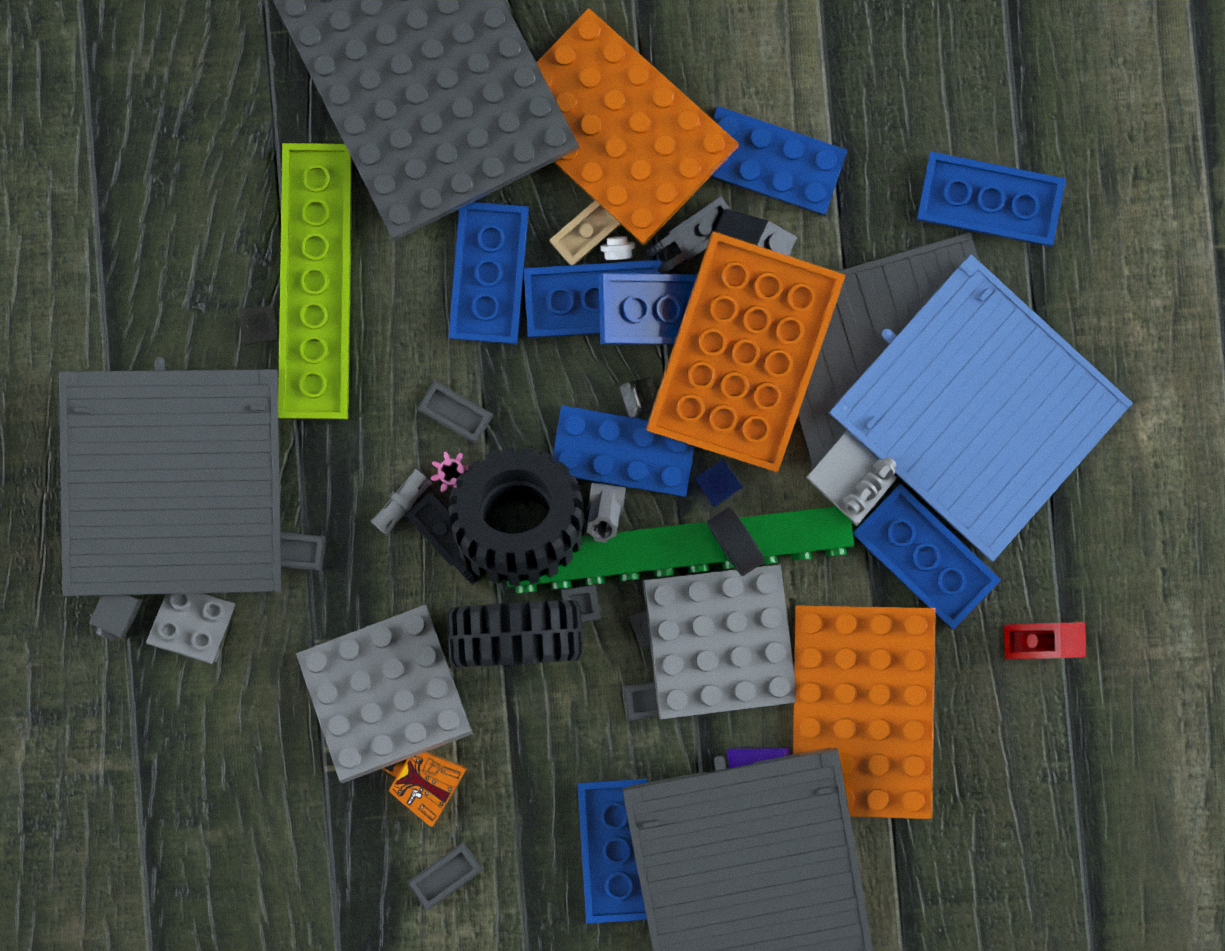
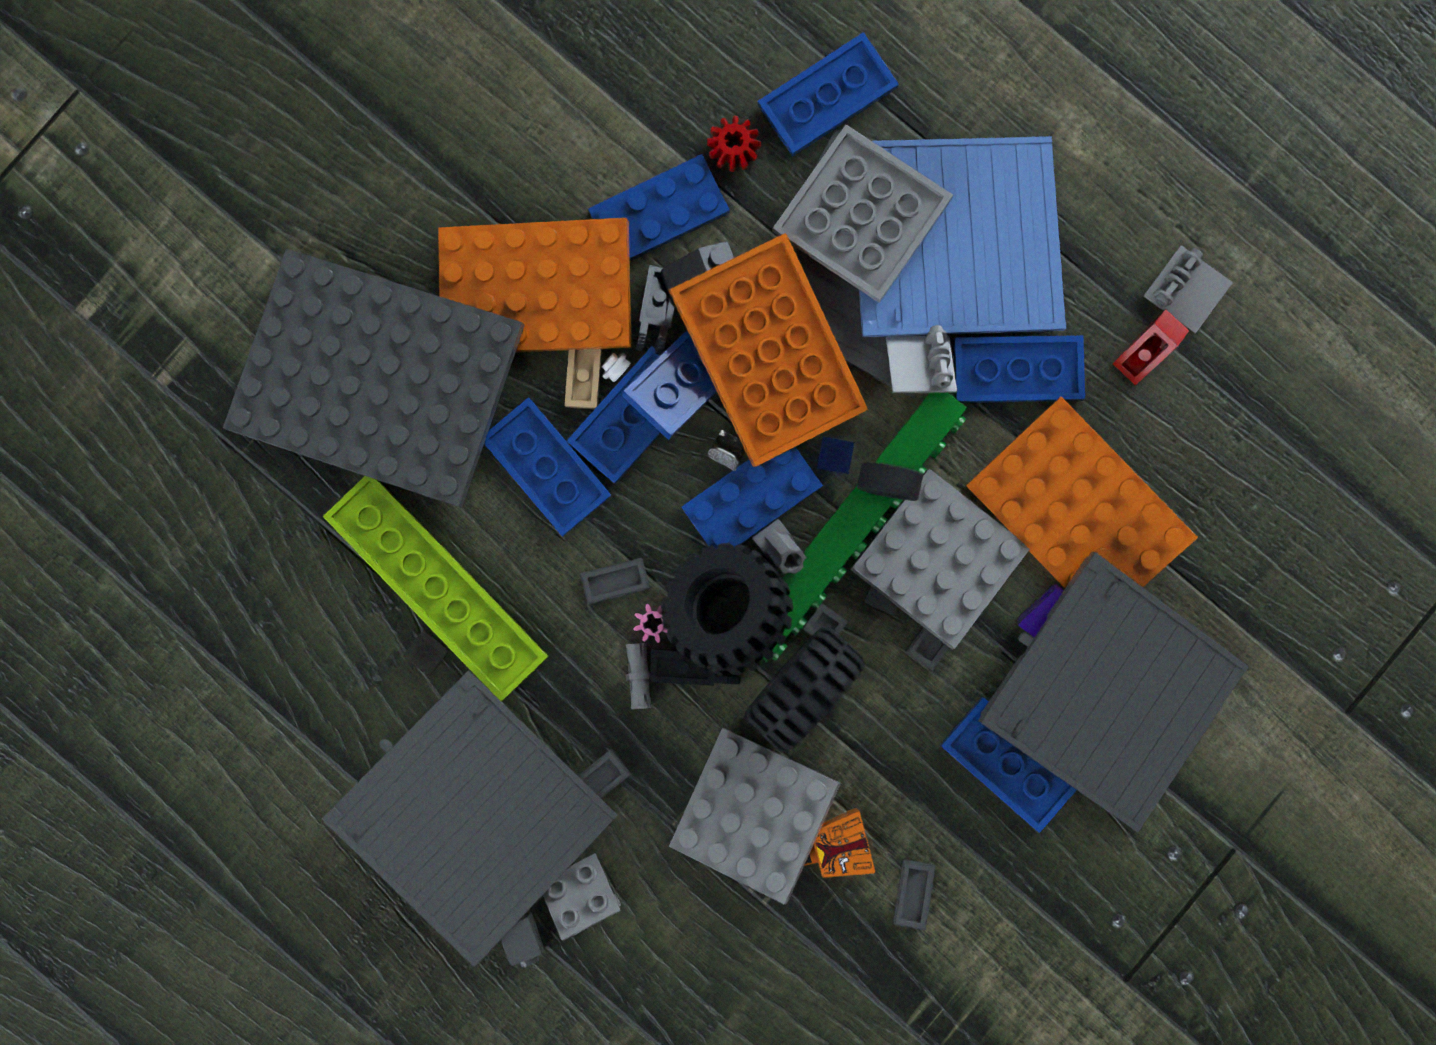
camera: 45 degrees left, 0 degrees up
(887, 157) = (730, 133): none -> red gear
(921, 318) = (862, 213): none -> light grey plate
(1120, 625) = (1188, 288): none -> light grey hinge

